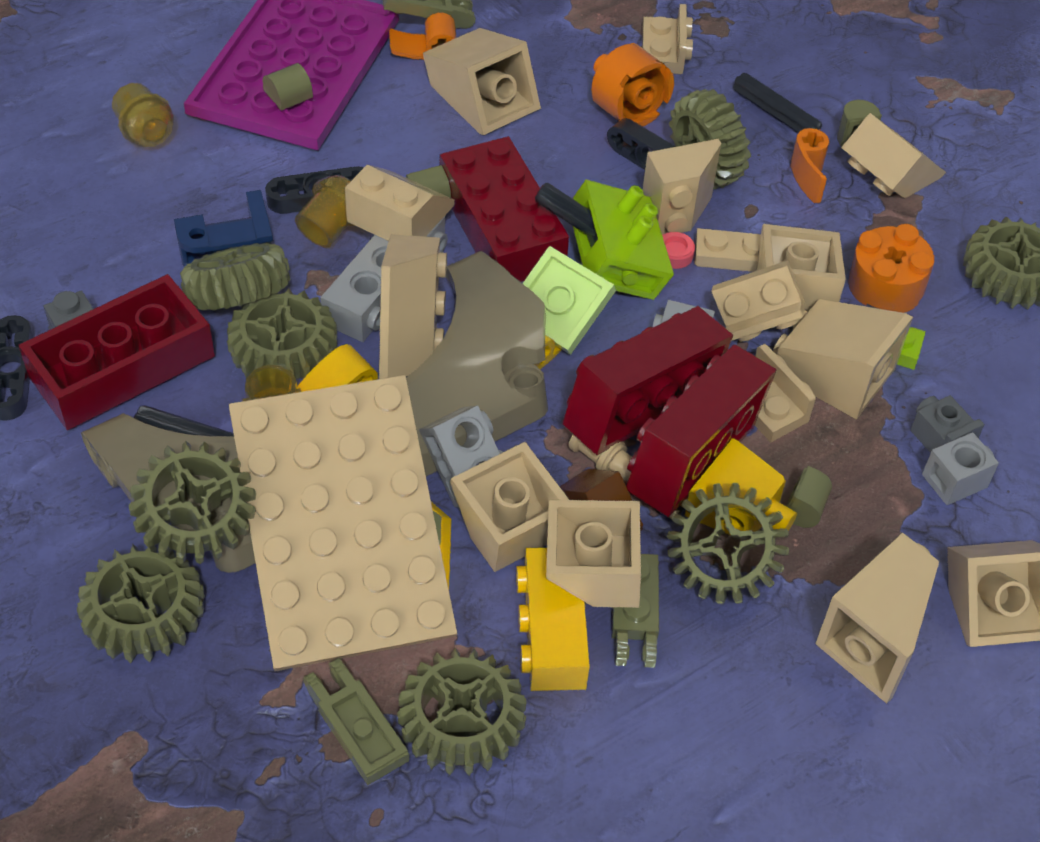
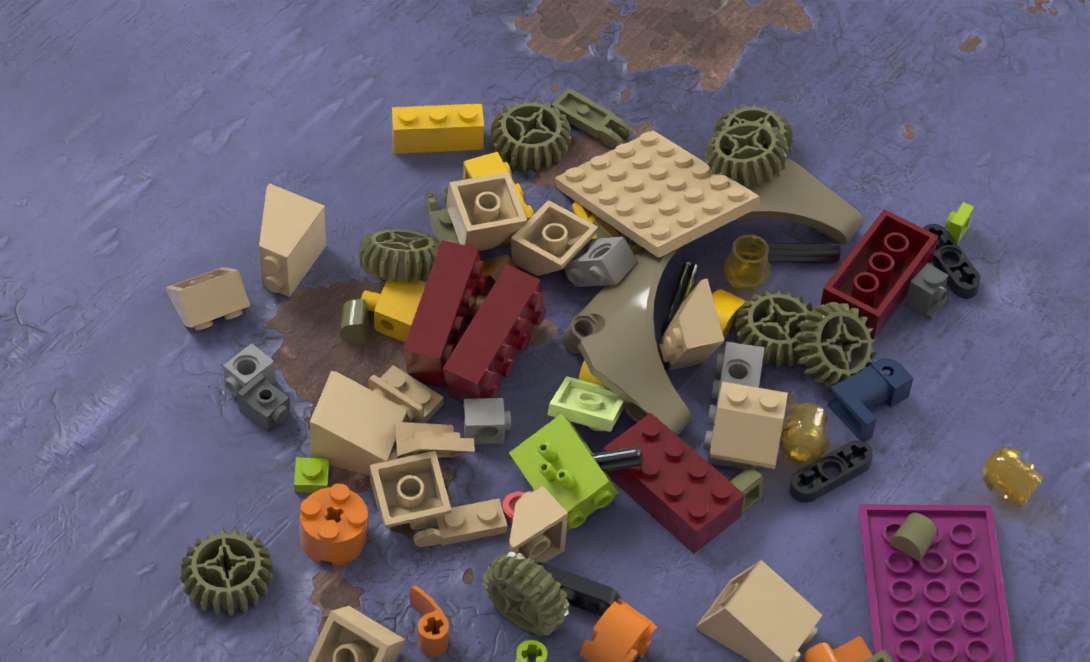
camera: 160 degrees right, 0 degrees up
(601, 761) = (437, 128): none -> yellow brick

